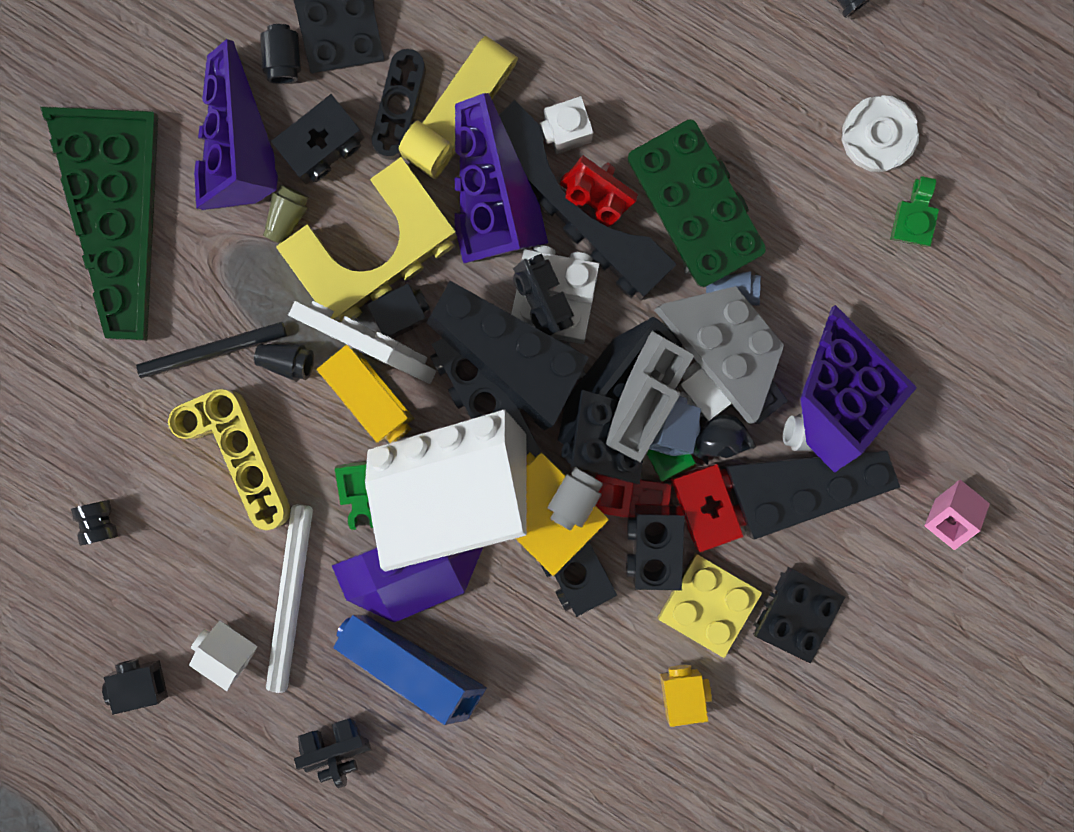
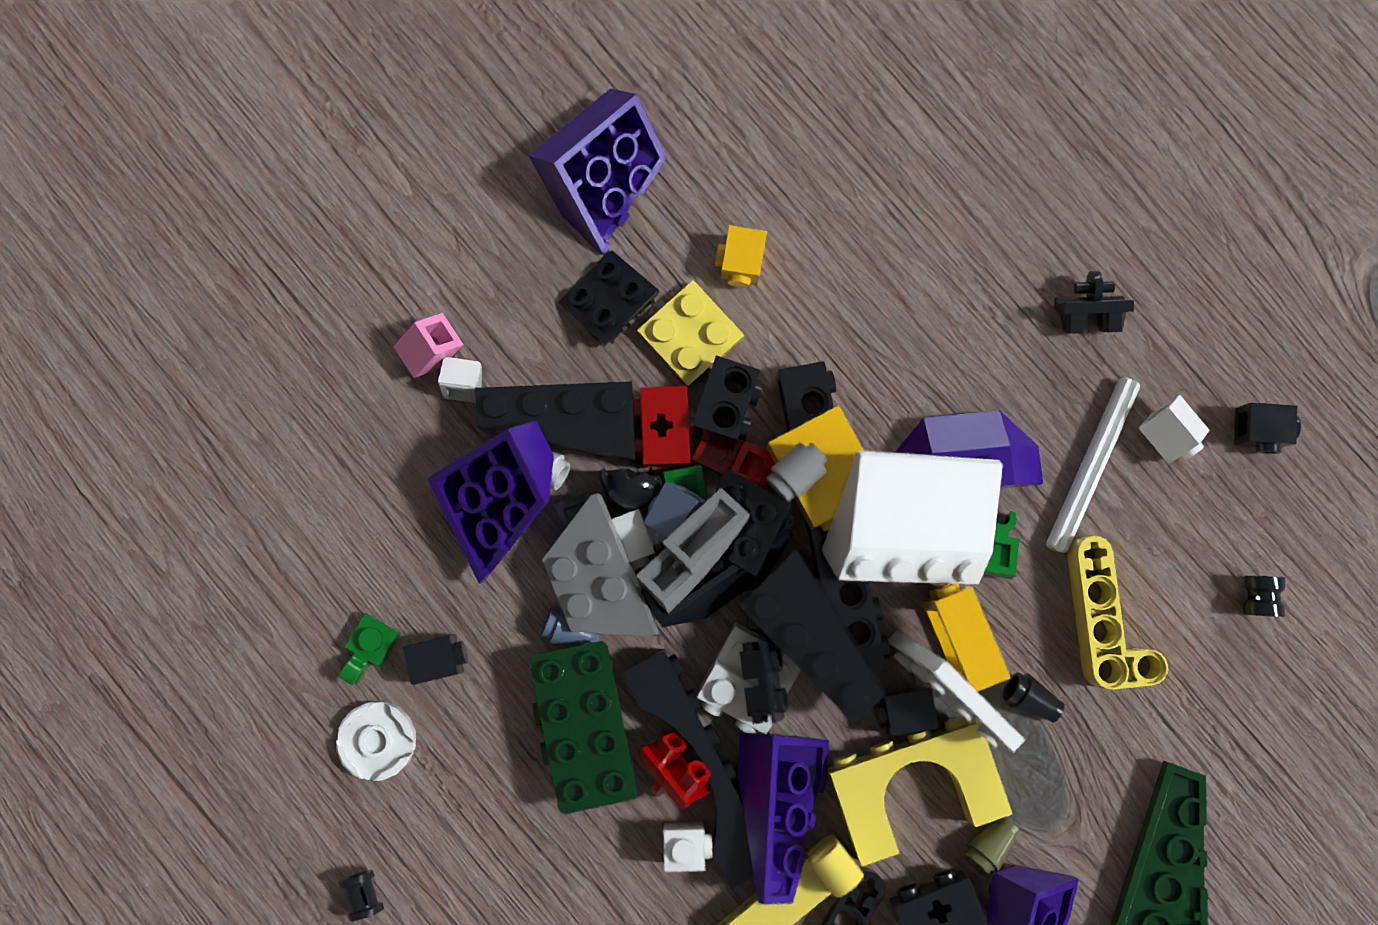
camera: 165 degrees left, 5 degrees down
(211, 350) = (1102, 731): black bar -> none
(409, 669) = (998, 360): blue slope -> none
(849, 743) = (600, 165): none -> dark purple wedge
(851, 223) = (435, 659): none -> black brick
(916, 492) = (459, 379): none -> white slope

